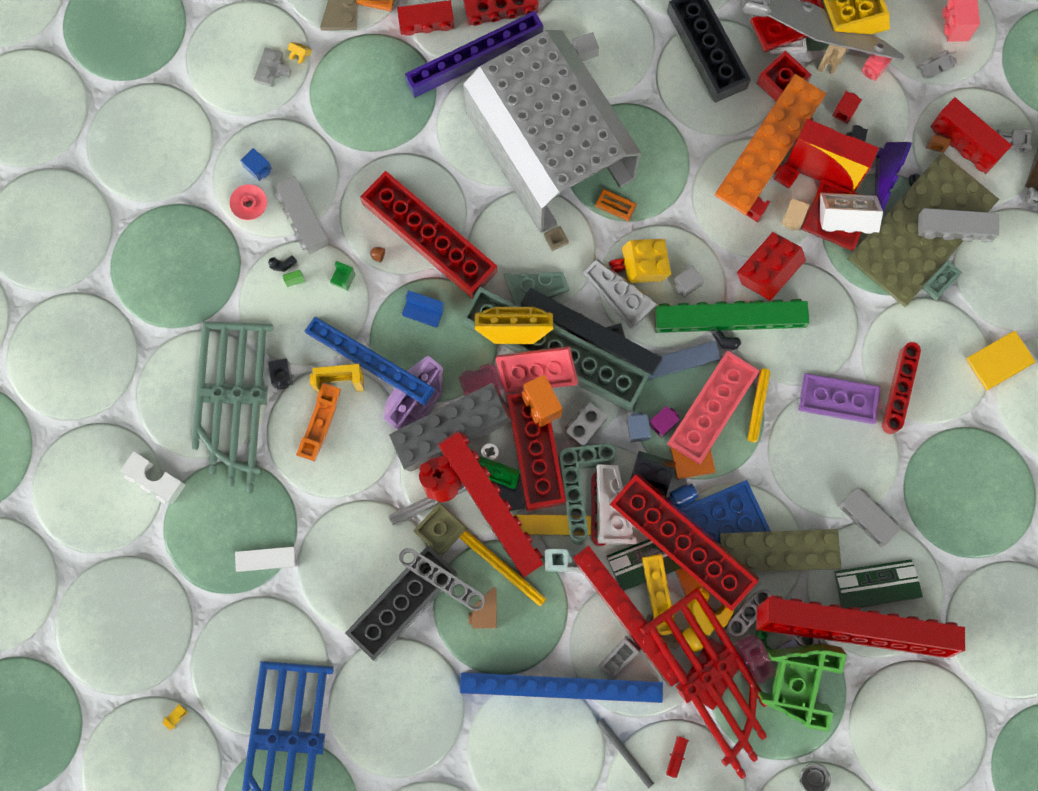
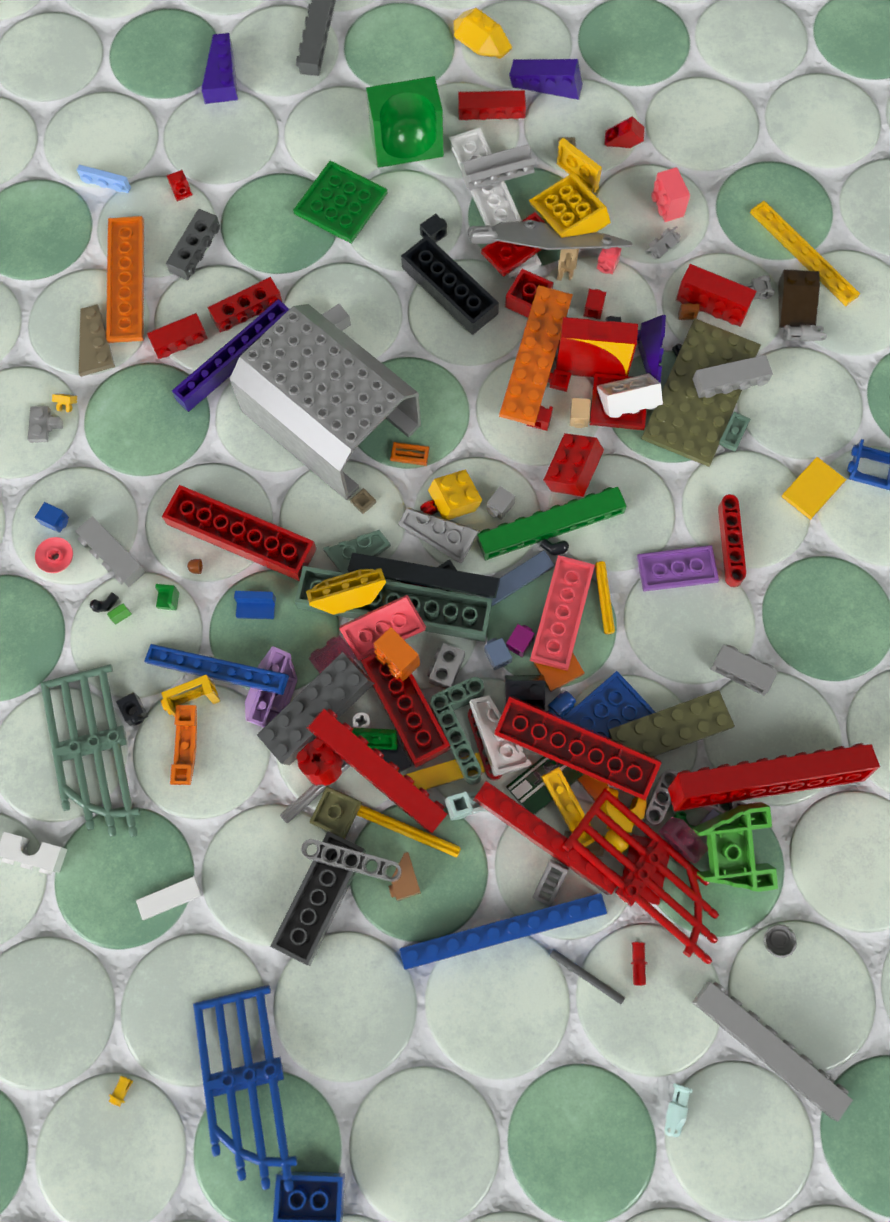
camera: 15 degrees left, 5 degrees down
(878, 584) = (774, 731): dark green slope -> none

